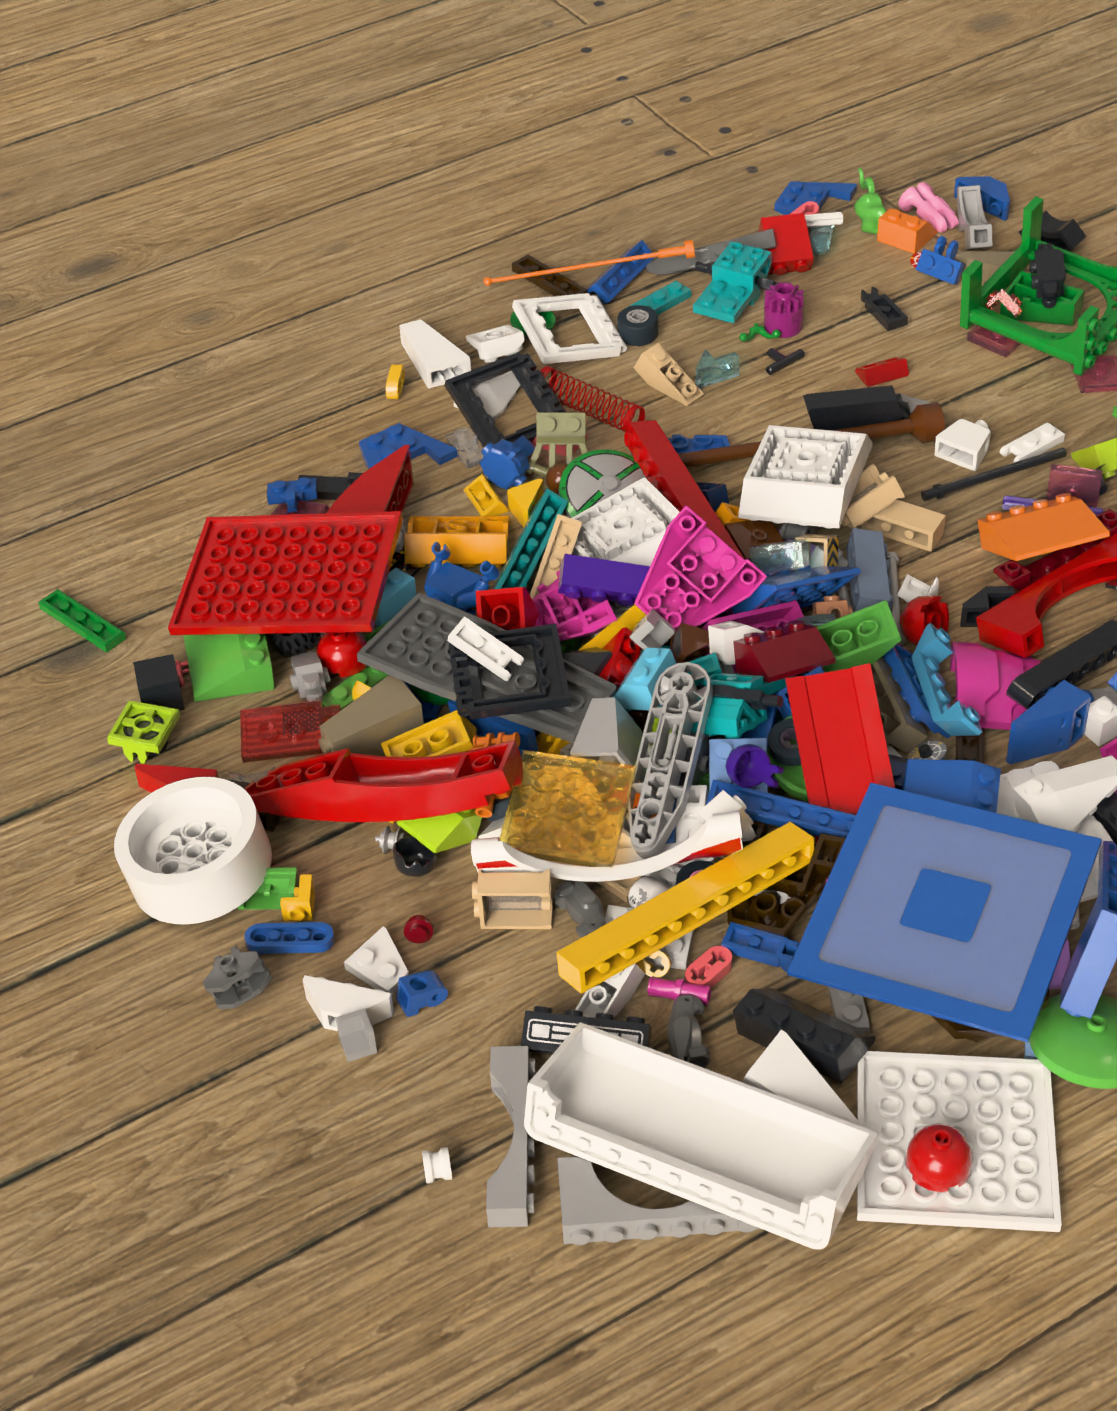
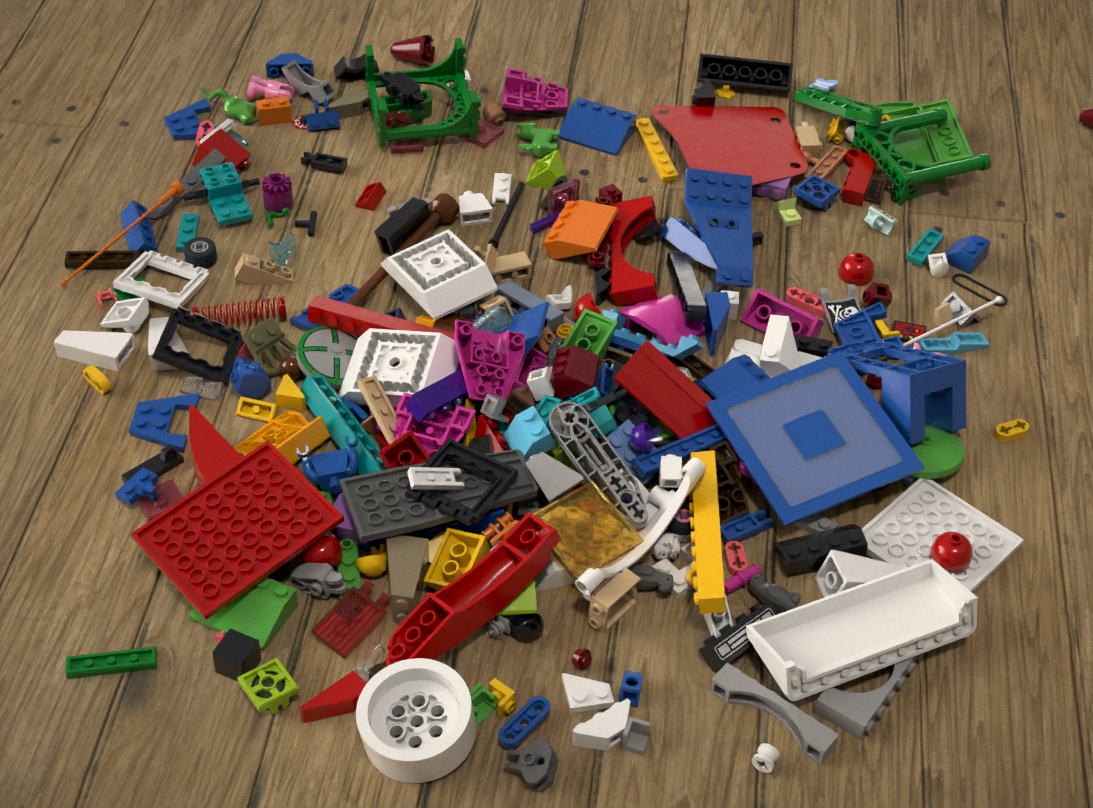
camera: 55 degrees left, 0 degrees up
(499, 315) = (100, 298): none -> coral piece

